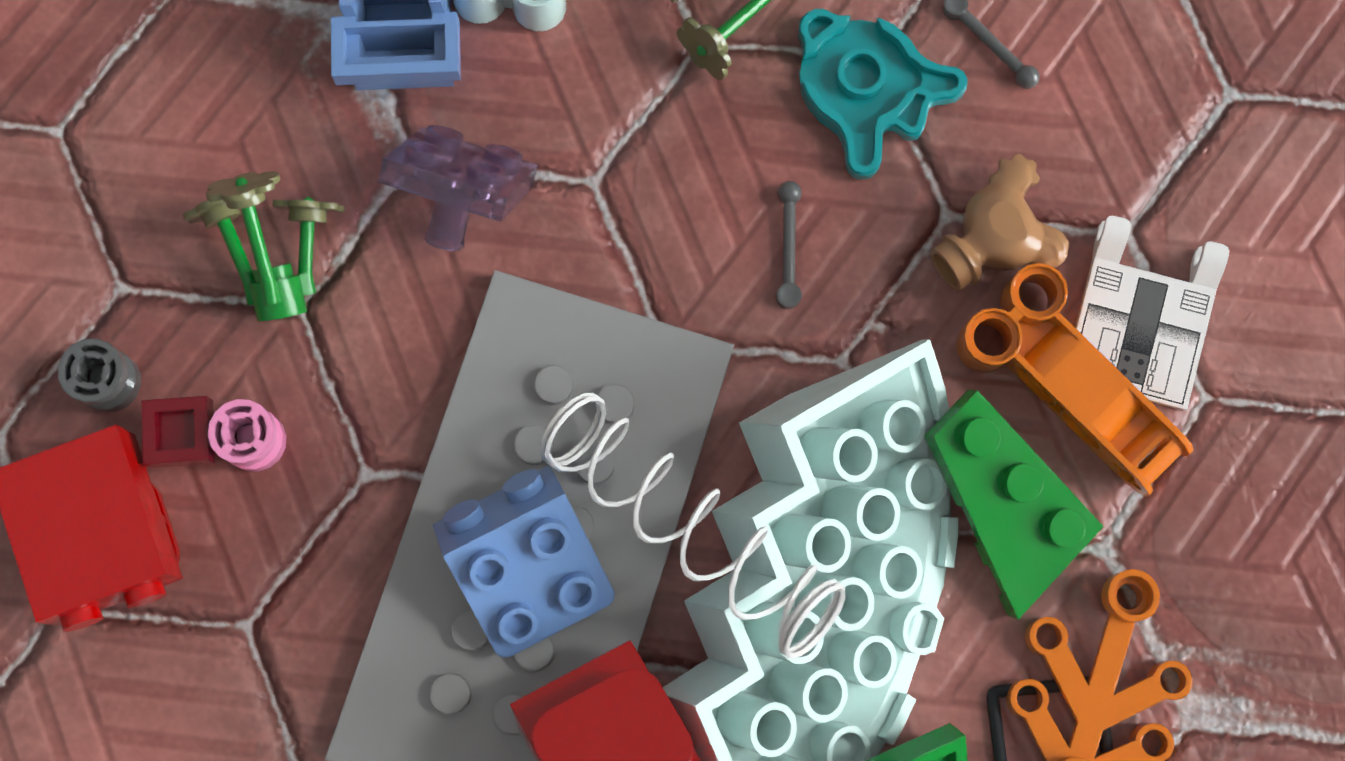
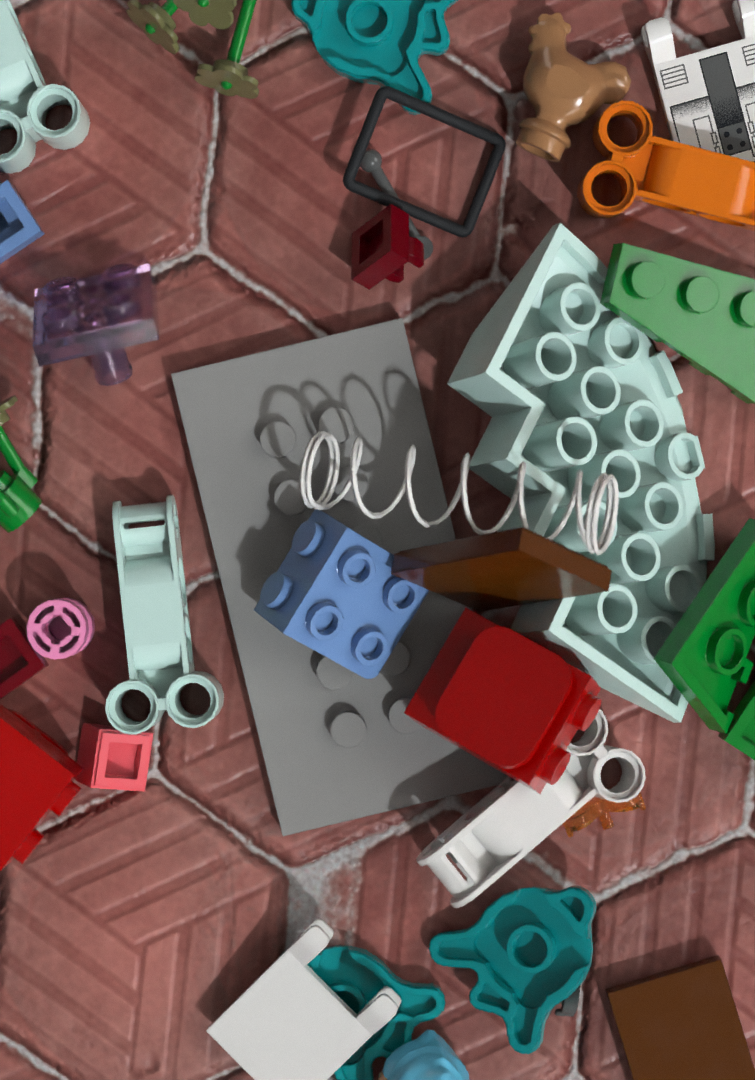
camera: 25 degrees left, 10 degrees up
(218, 588) = (113, 758): none -> coral slope
(337, 483) = (155, 619): none -> light aqua piece
(686, 621) = (501, 570): none -> reddish brown tile
(755, 270) = (383, 248): none -> dark red tile
(878, 192) = (444, 117): none -> black piece

